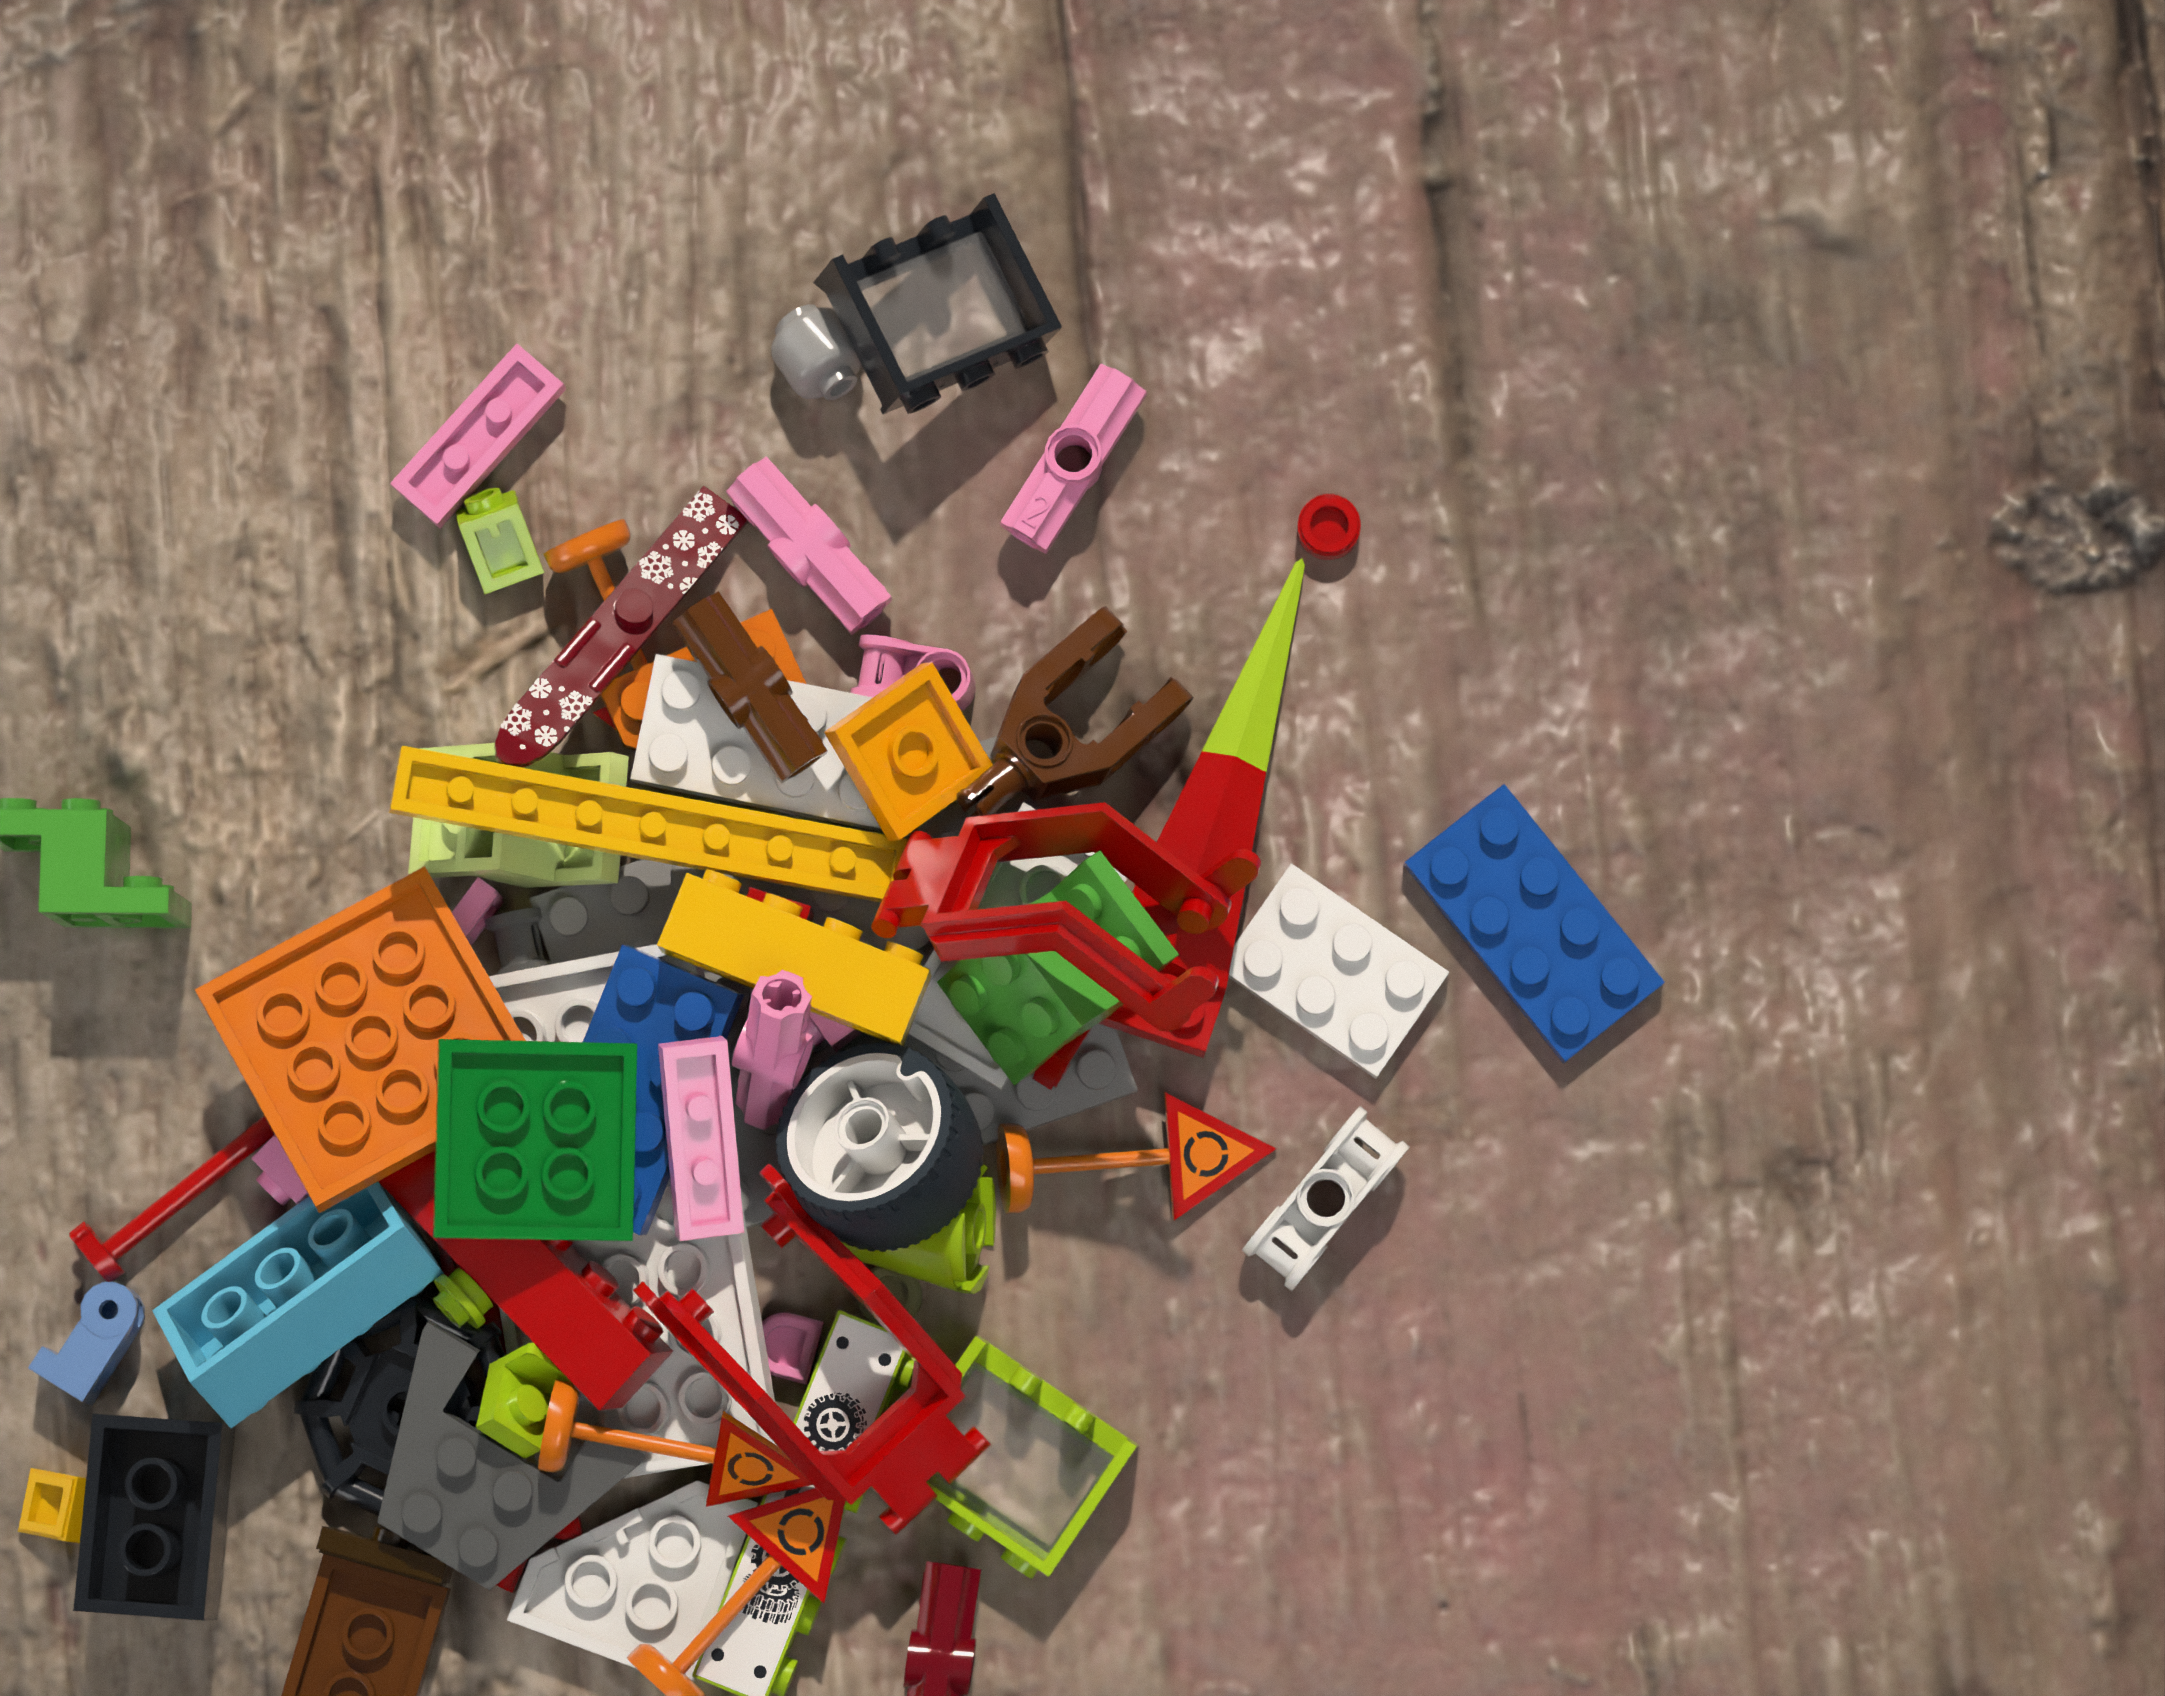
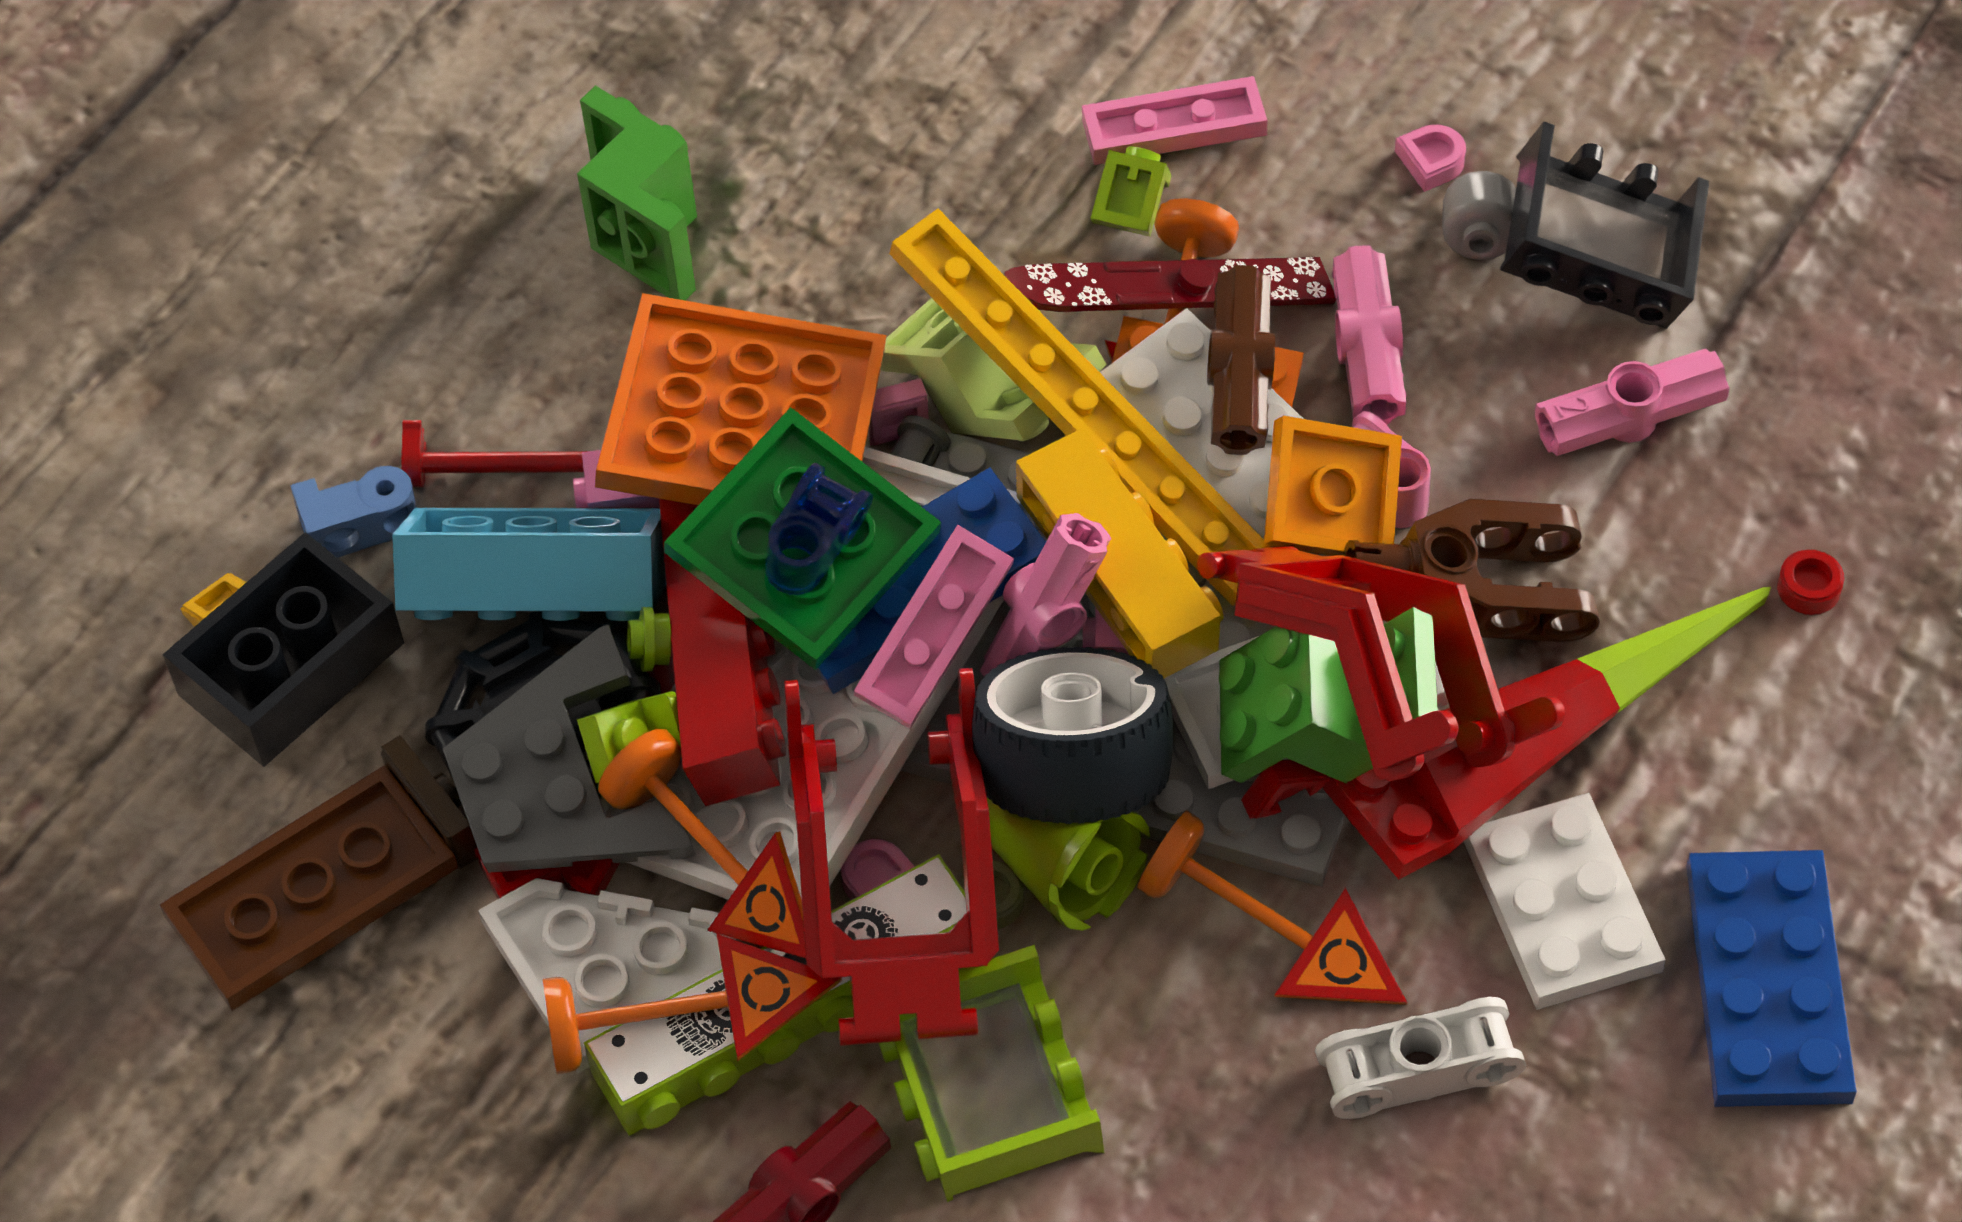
camera: 35 degrees right, 25 degrees down
(551, 1135) = (817, 520): none -> piece
(723, 307) = (1432, 154): none -> bright pink tile

